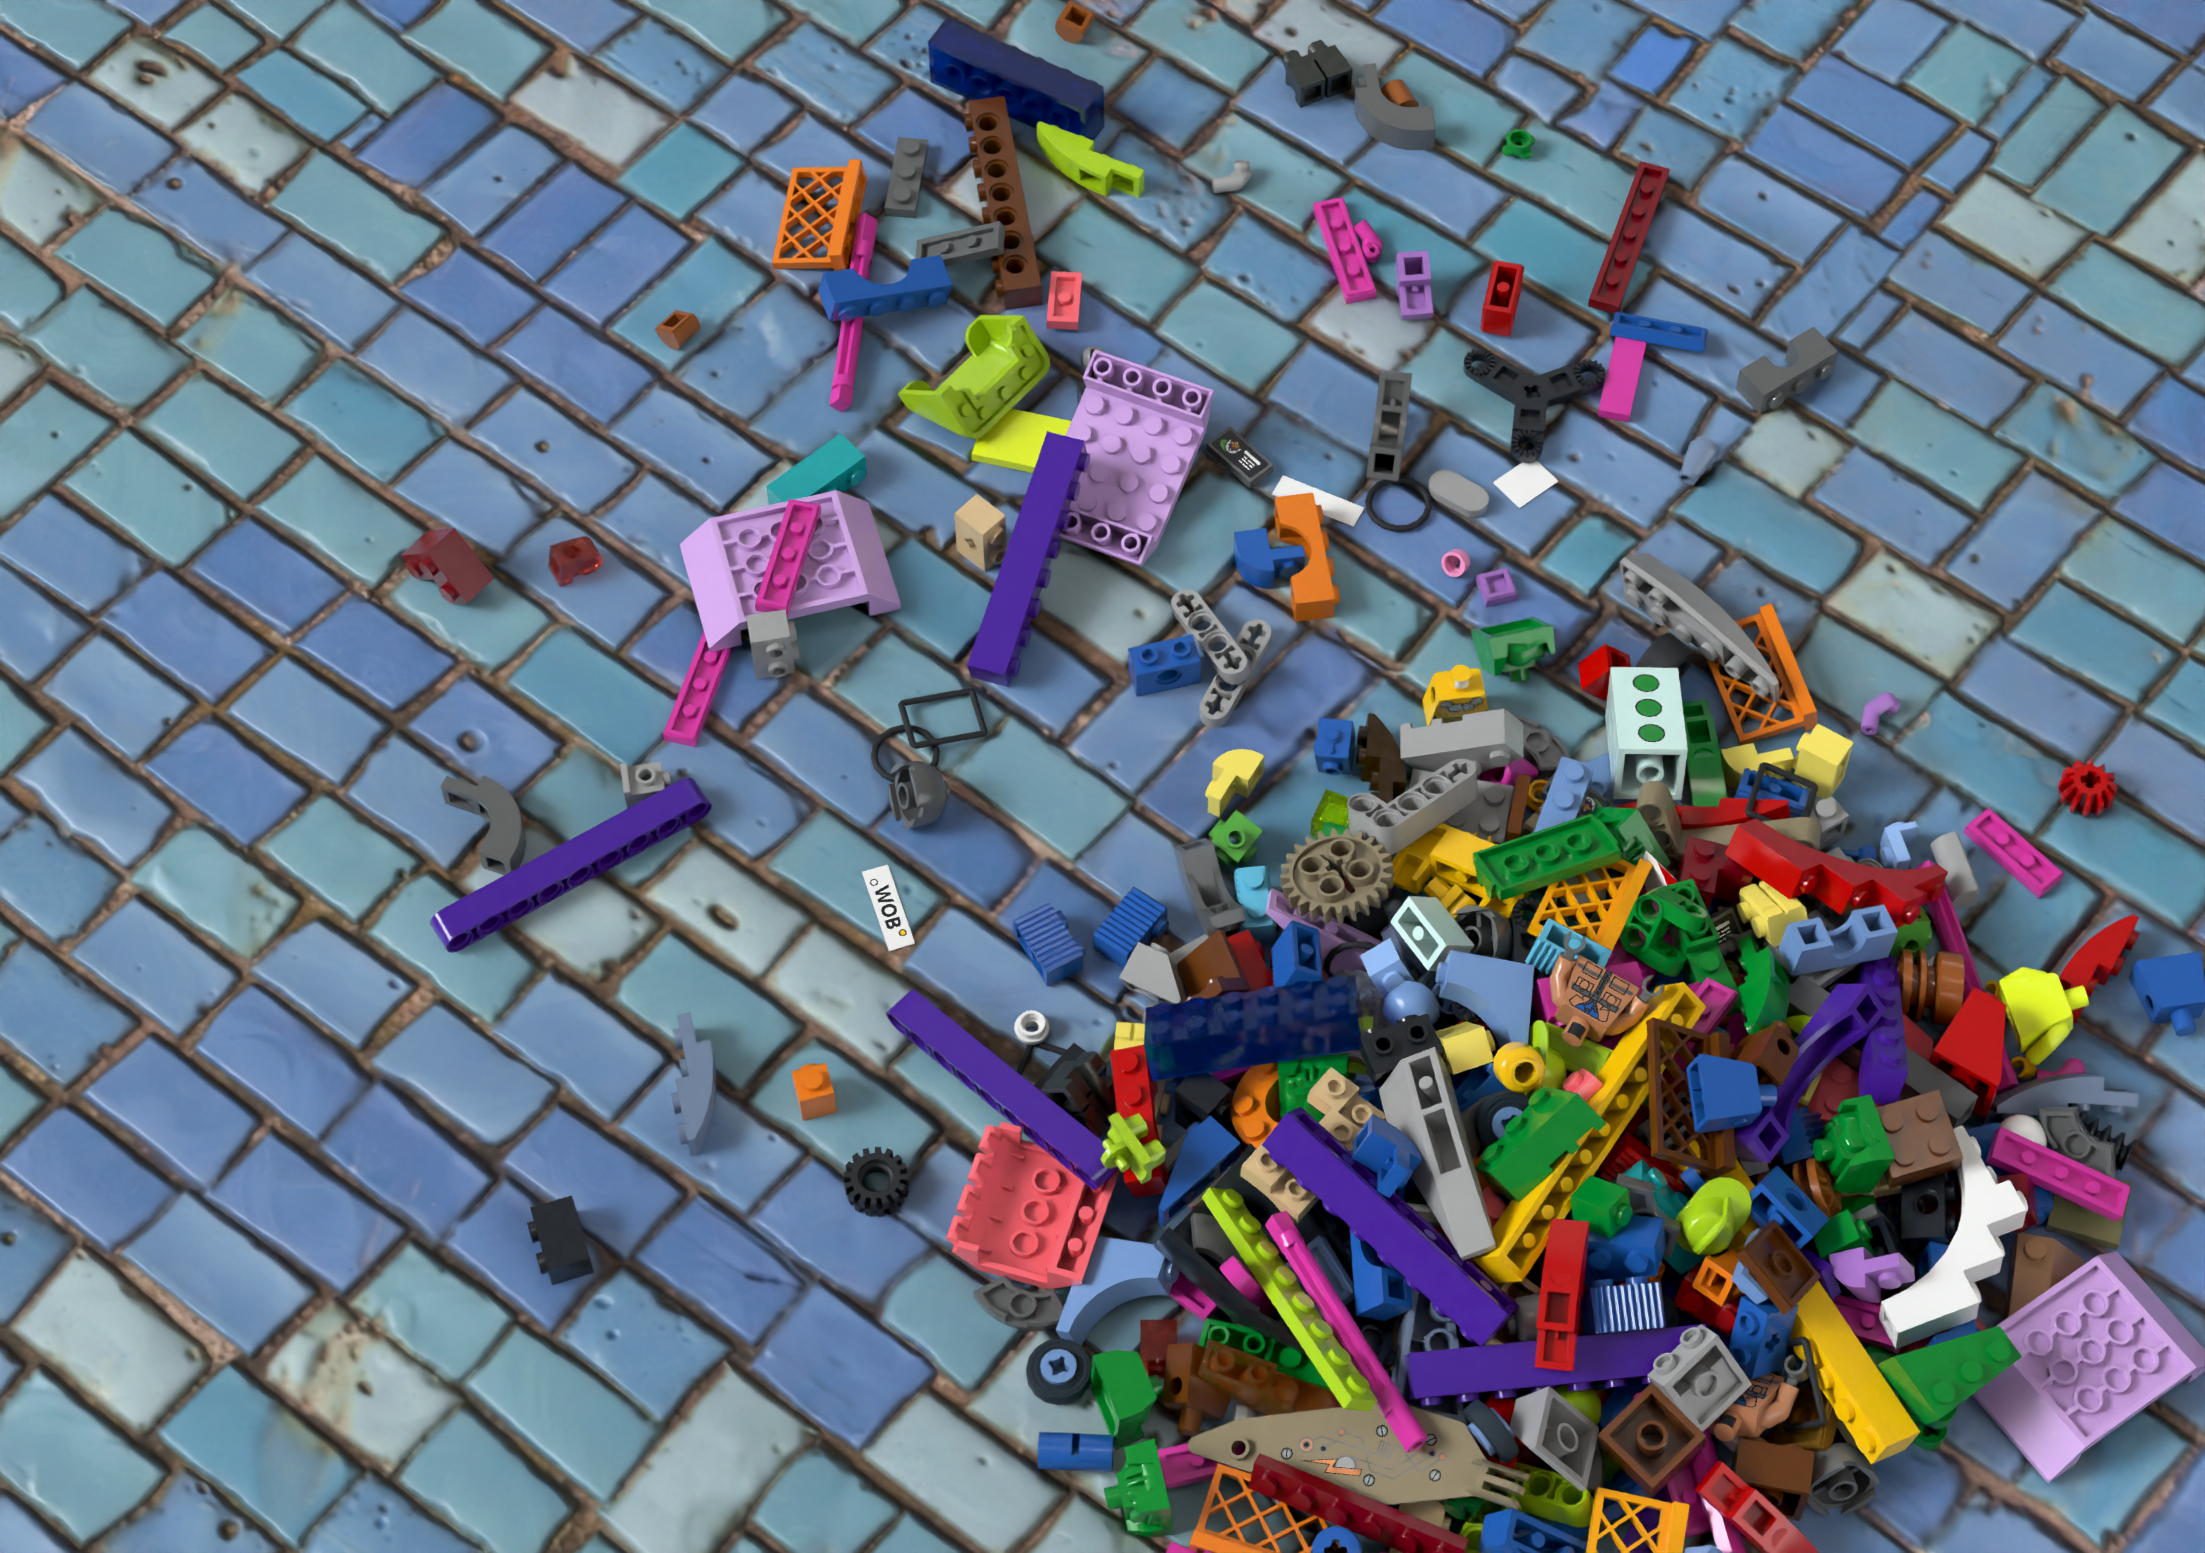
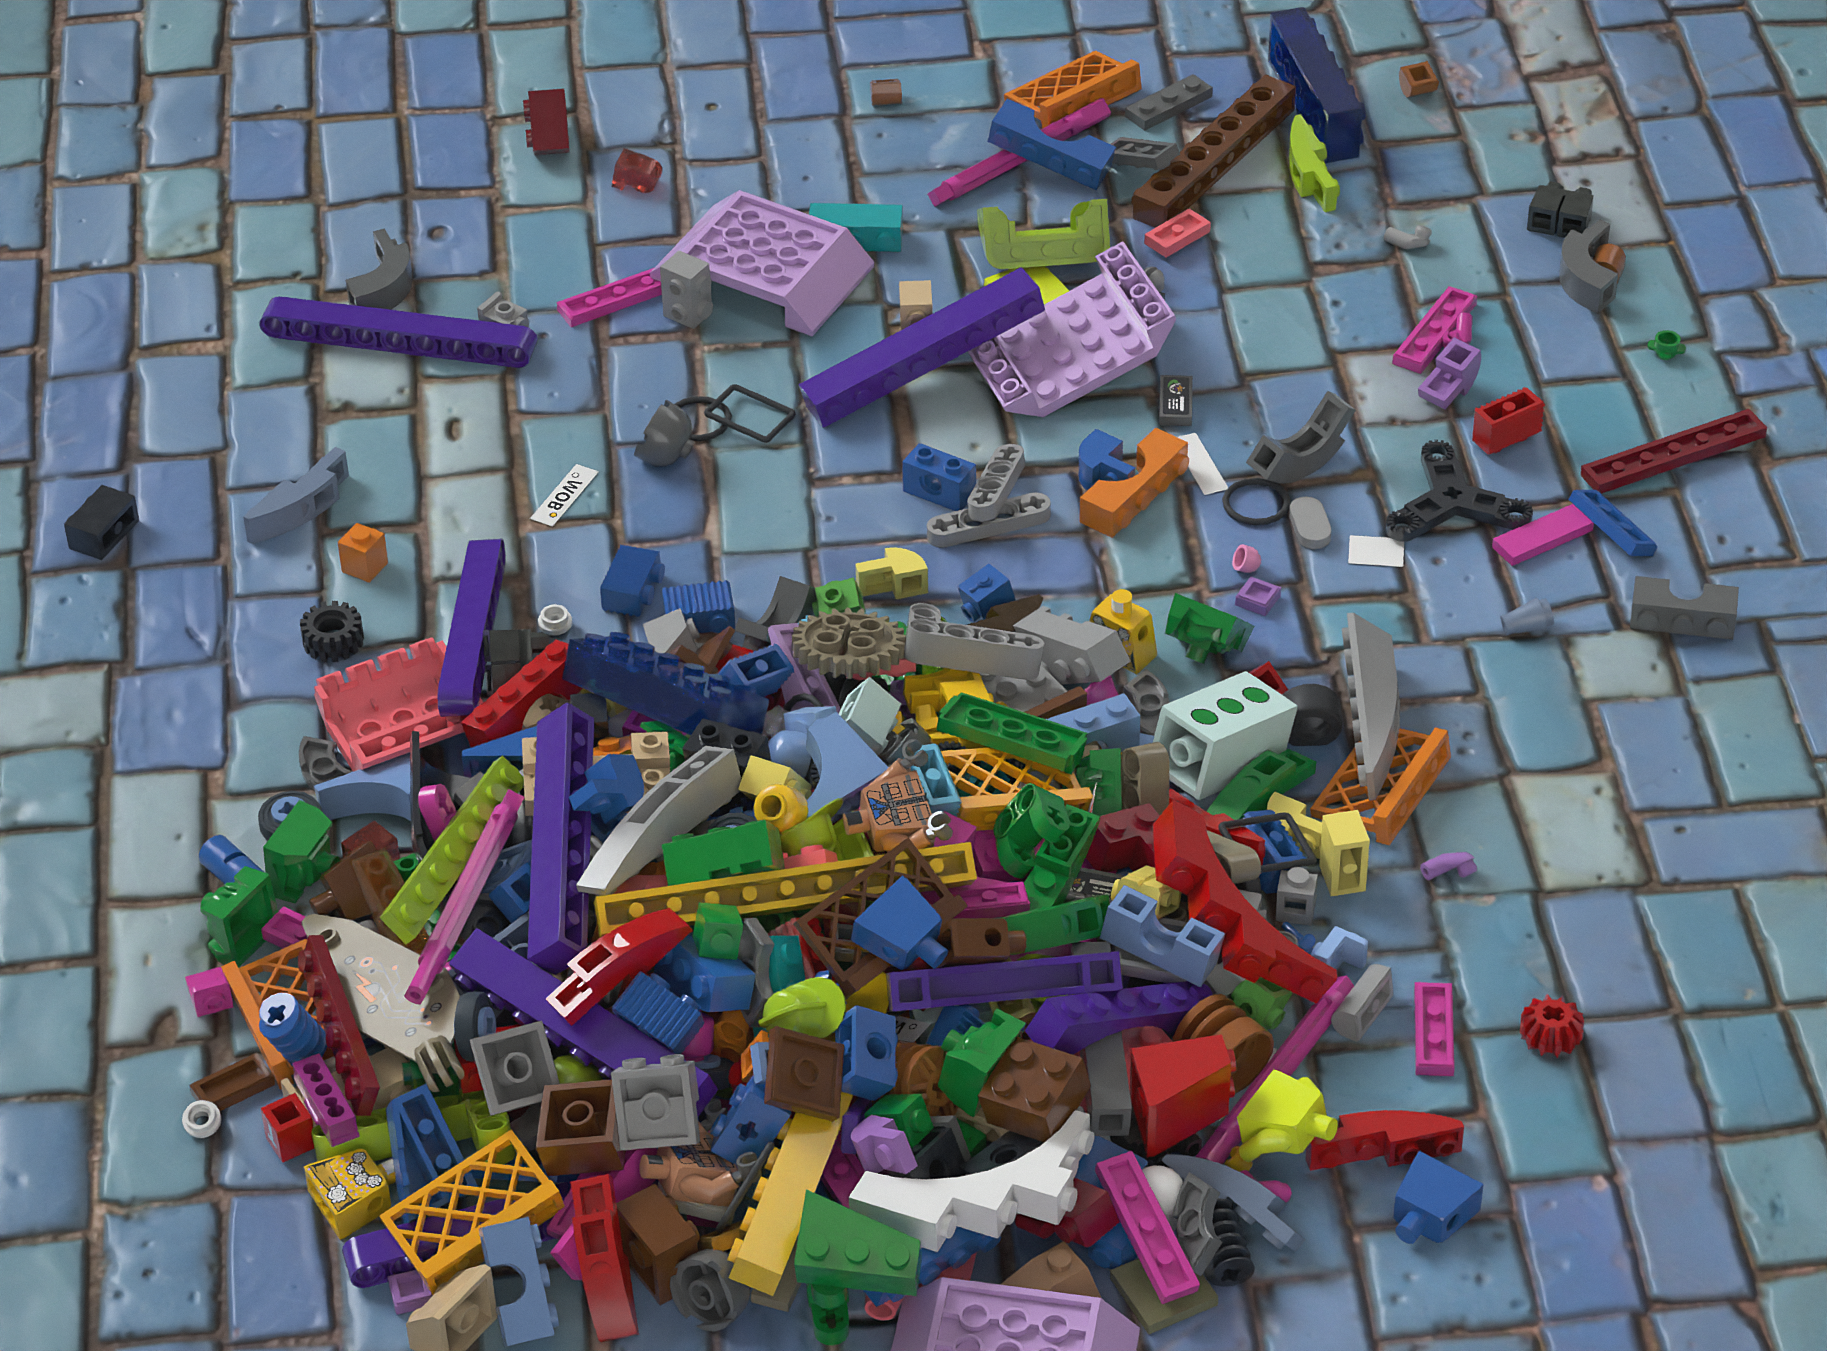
camera: 45 degrees right, 15 degrees down
(788, 556) = (758, 240): dark pink tile -> none
(1127, 1152) = (478, 691): lime hips -> none

